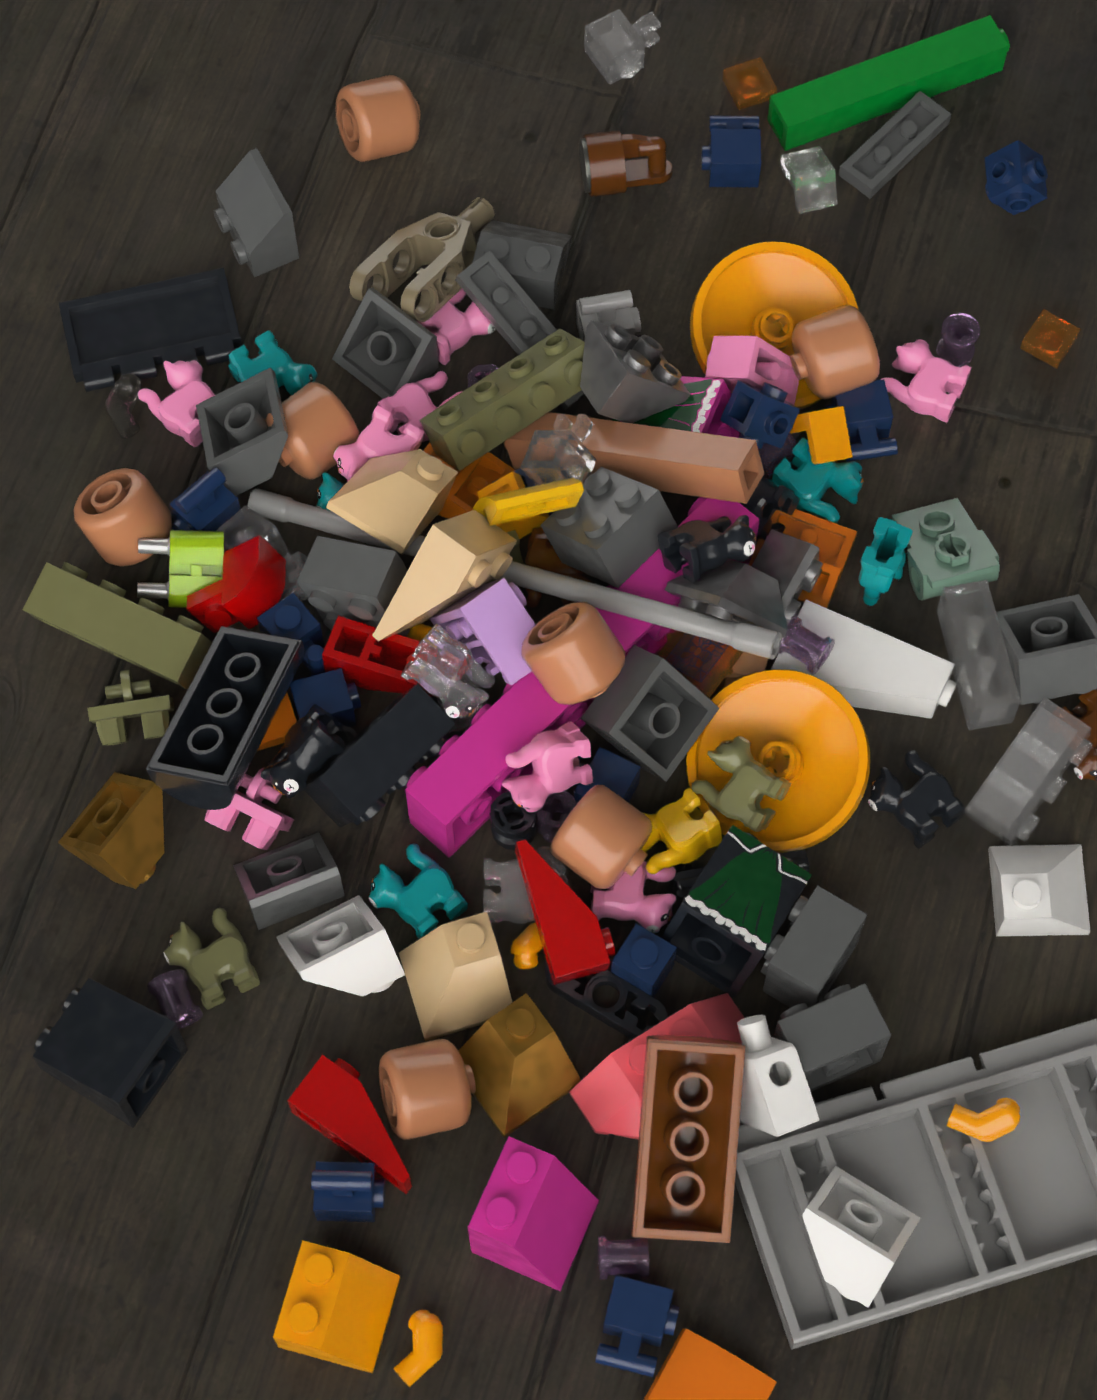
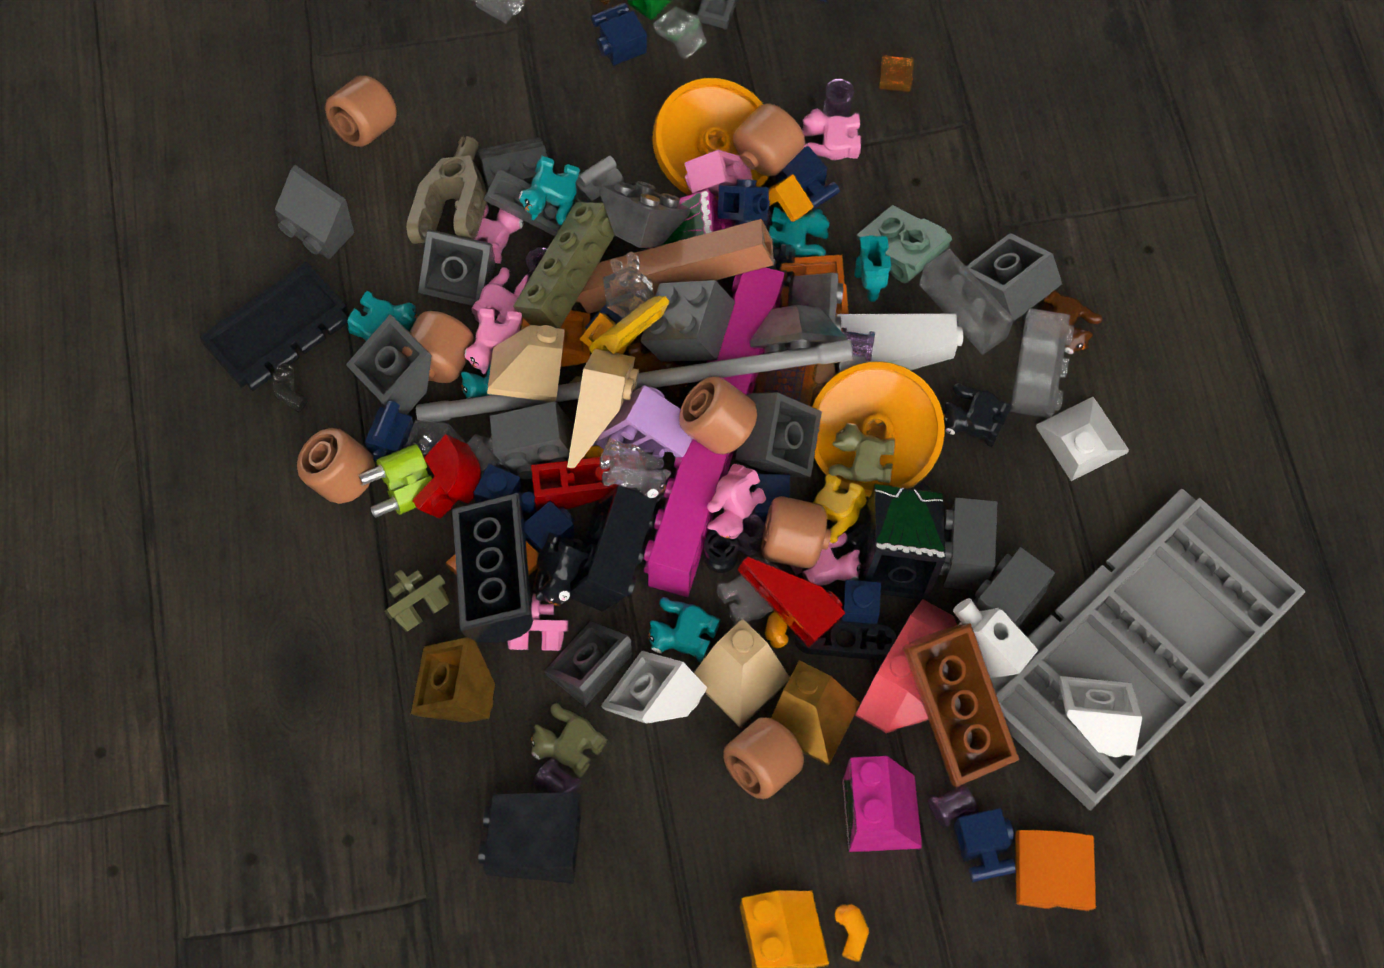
camera: 30 degrees left, 0 degrees up
(118, 625) = (372, 542): olive brick -> none
(179, 409) = (333, 372): bright pink animal -> none
(341, 1110) = (718, 801): red slope -> none
(347, 1191) = (748, 852): dark blue brick -> none
(539, 298) = (550, 187): none -> teal animal
(605, 164) = (544, 74): reddish brown piece -> none
(706, 545) = (764, 305): black animal -> none
(988, 1124) = (1142, 601): light orange arm -> none

